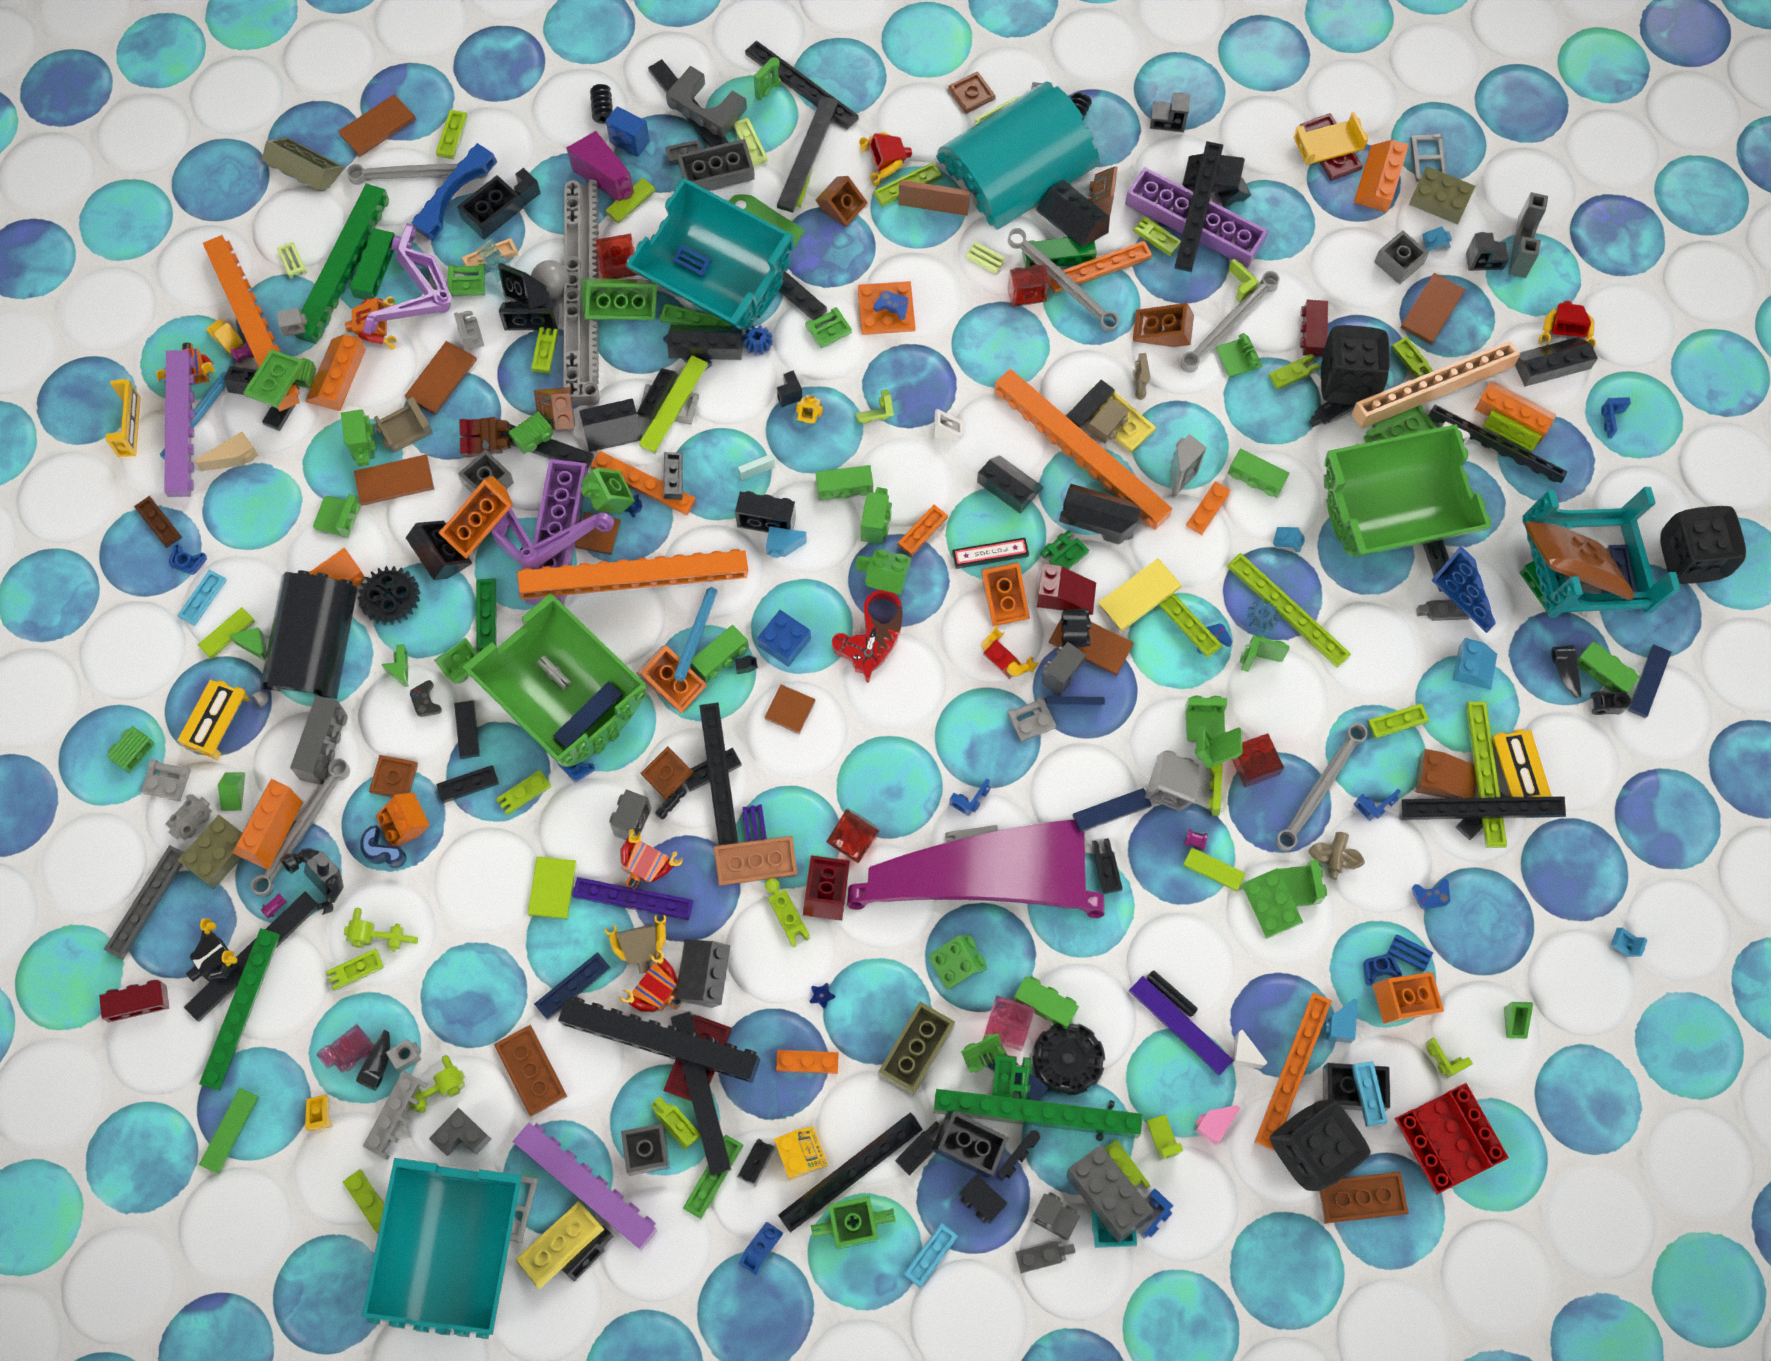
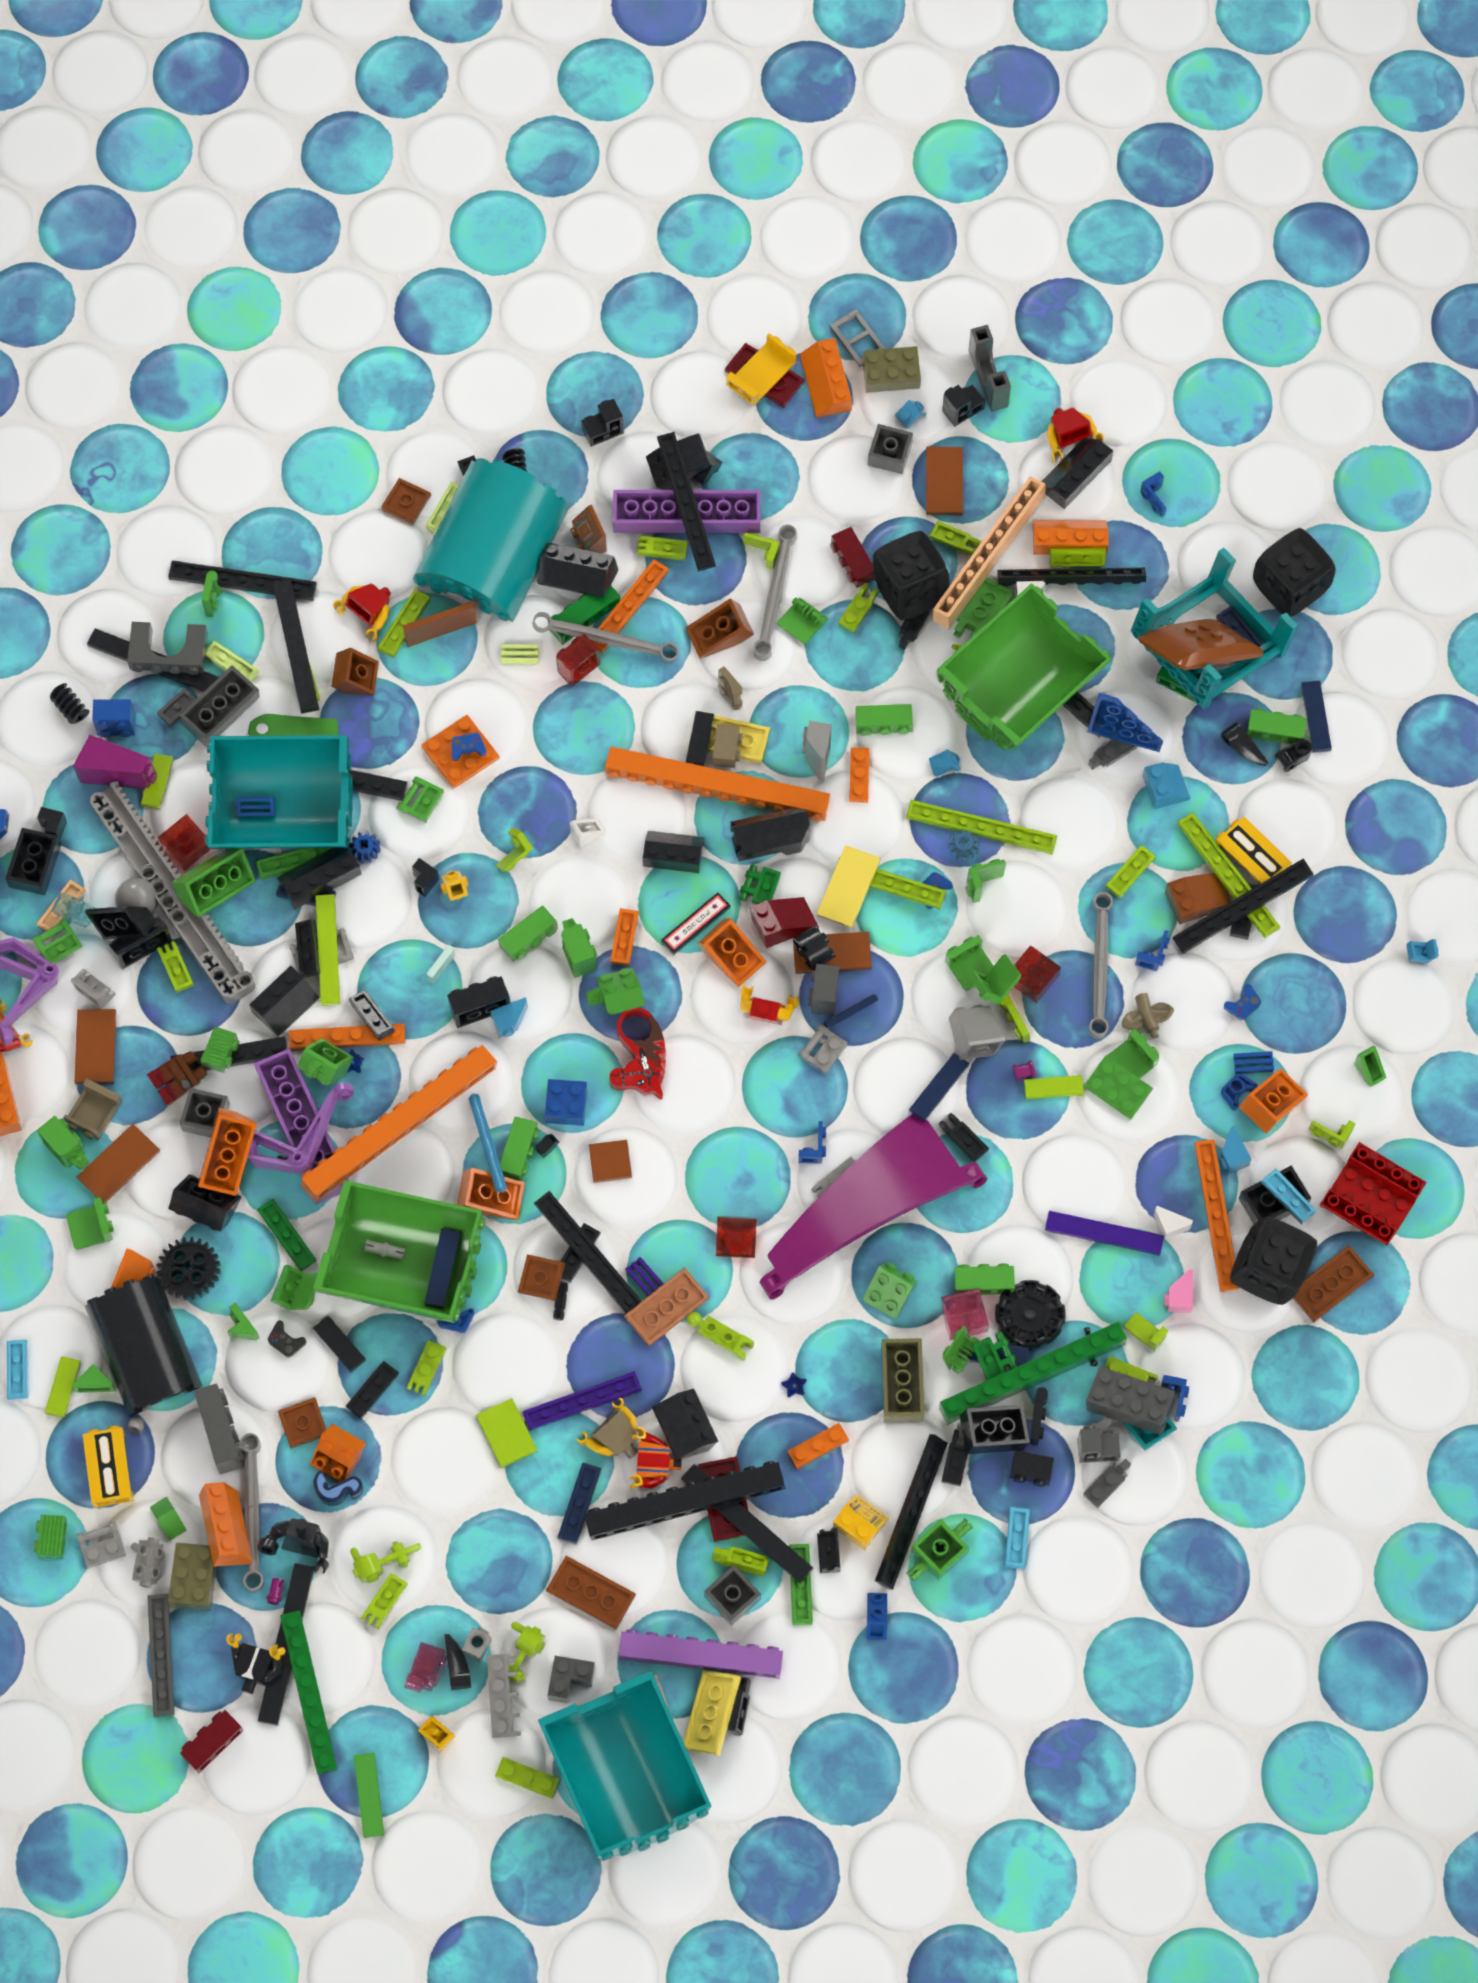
camera: 30 degrees left, 0 degrees up
(556, 407) = (225, 1012): dark orange slope -> none
(598, 540) = (344, 1110): dark orange tile -> none
(631, 814) = (537, 1337): dark grey brick -> none
(644, 861) = (574, 1363): torso -> none
(826, 888) = (741, 1294): dark red slope -> none
(1172, 993) = (1081, 1210): black axle -> none

